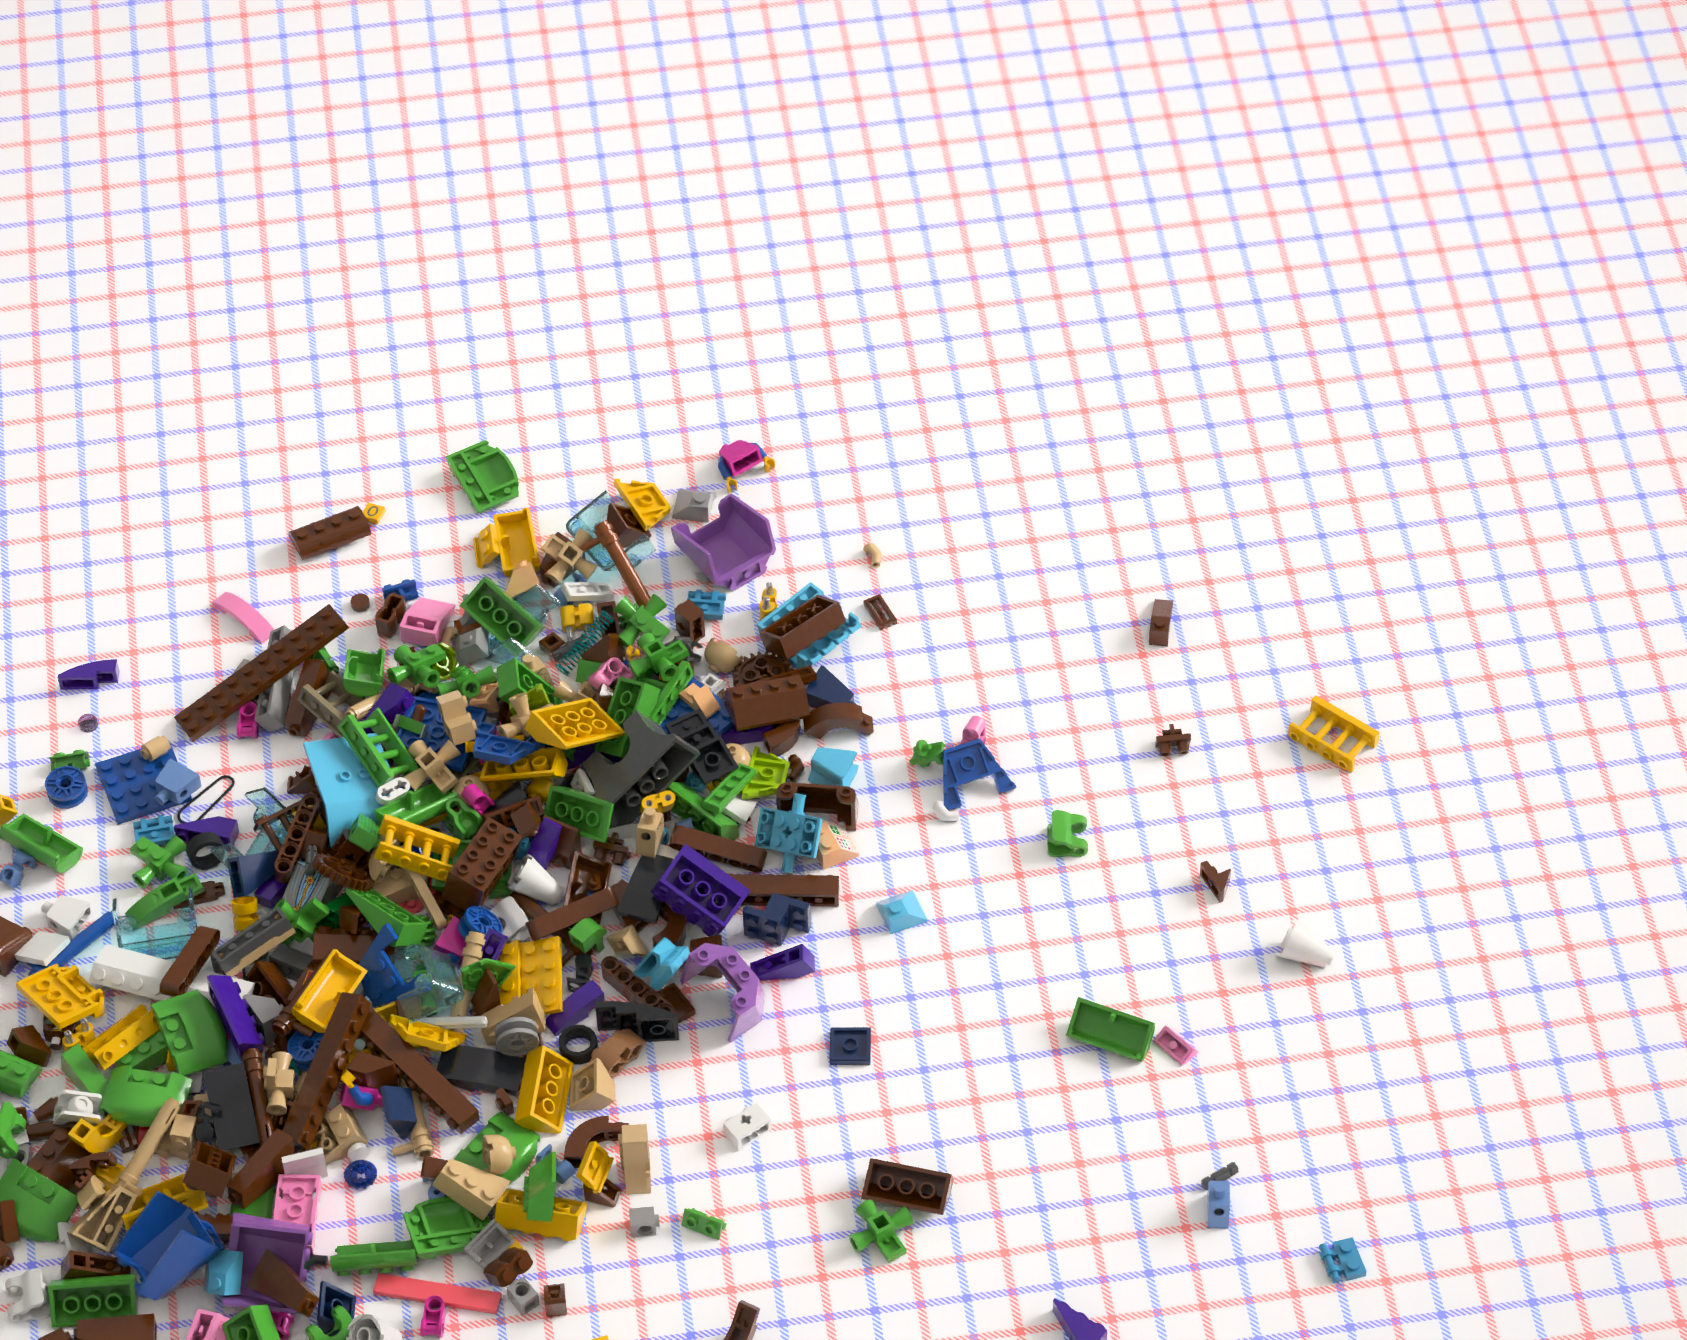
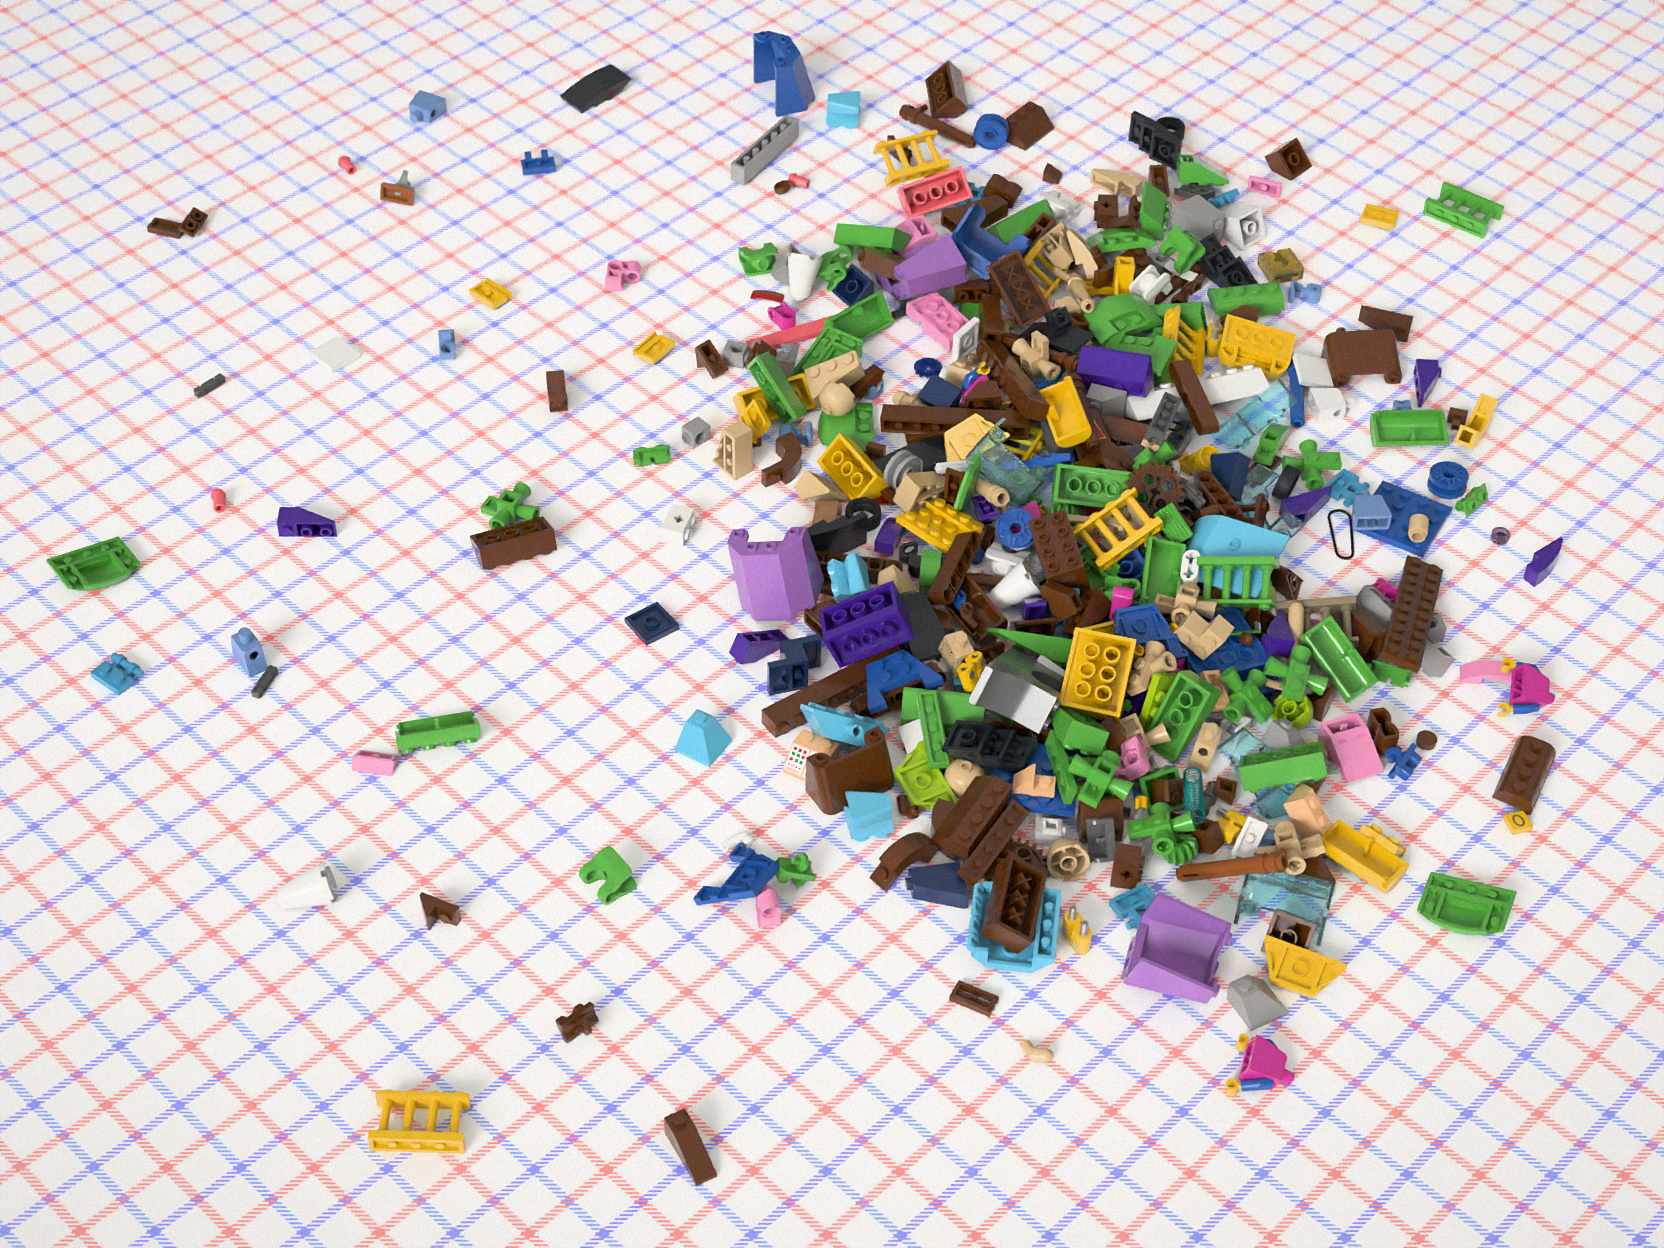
camera: 140 degrees right, 5 degrees down
(248, 580) = (1528, 688): none -> dark pink torso
(715, 849) = (894, 672): none -> blue wing

